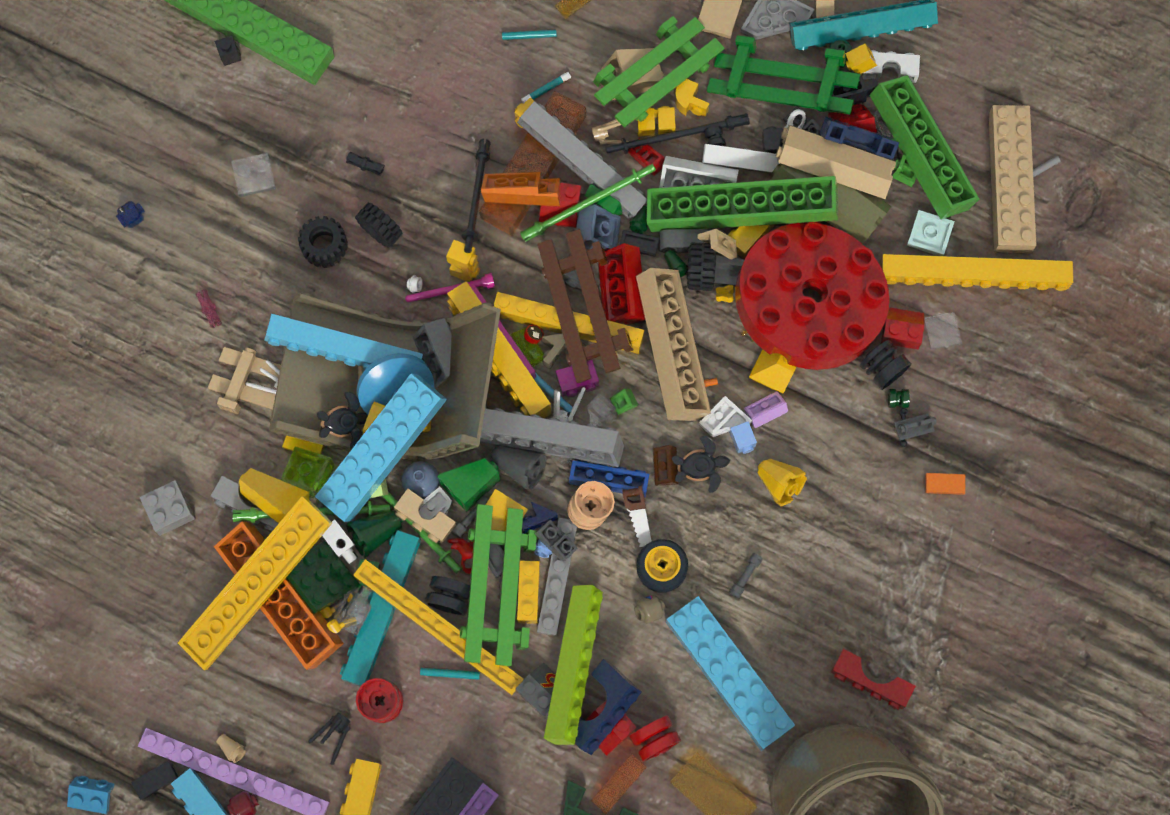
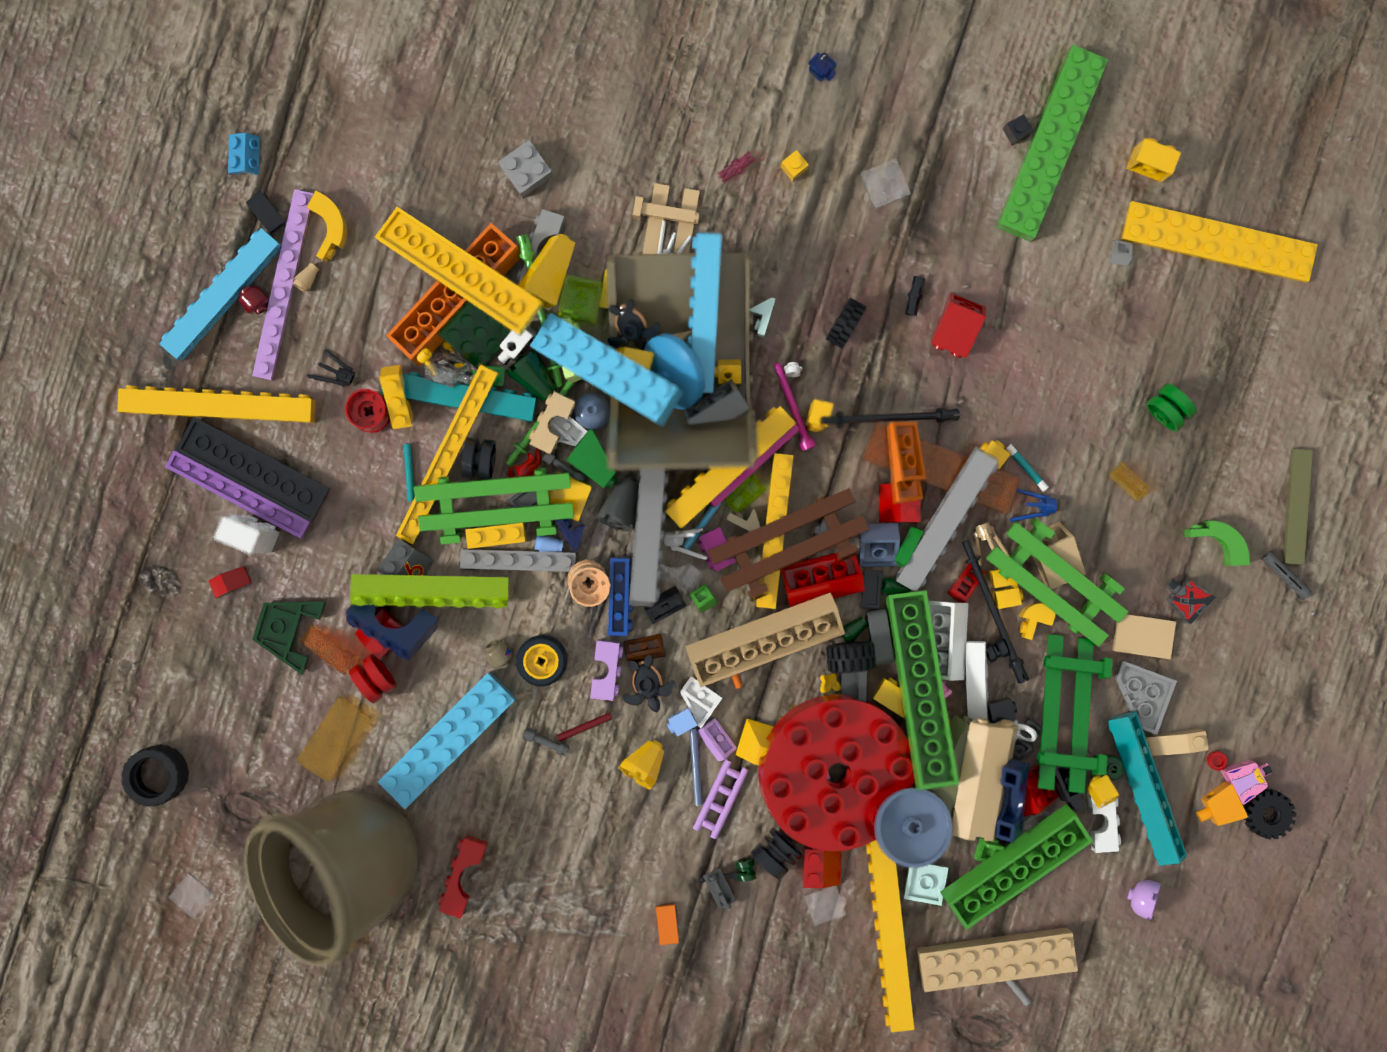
camera: 80 degrees right, 15 degrees up
(170, 711) = (335, 224): none -> yellow arch
(219, 253) = (794, 165): none -> yellow brick
(314, 230) = (822, 252): black tyre -> none
(356, 301) = (762, 310): none -> light aqua slope
(370, 667) = (394, 393): none -> yellow arch
(401, 127) = (958, 325): none -> red slope
(404, 338) = (728, 370): none -> yellow brick
(529, 34) = (1085, 440): teal bar -> none
(533, 334) = (757, 497): tile -> none
(540, 227) = (871, 486): bright green bar -> none
(557, 543) = (548, 554): dark grey slope -> none
(584, 76) = (1046, 505): none -> blue plant
(631, 446) = (668, 603): none -> black slope
(638, 513) = (587, 630): piece -> none
(665, 498) = (606, 687): none -> lavender arch
(720, 242) = (875, 674): tan panel -> none
(735, 535) = (585, 726): none -> dark red bar
(790, 433) = (695, 766): none -> sand blue bar
(837, 412) = (710, 804): none -> lavender bar
(873, 228) = (913, 827): none -> sand blue dish
(967, 39) = (1144, 898): none -> lavender cylinder

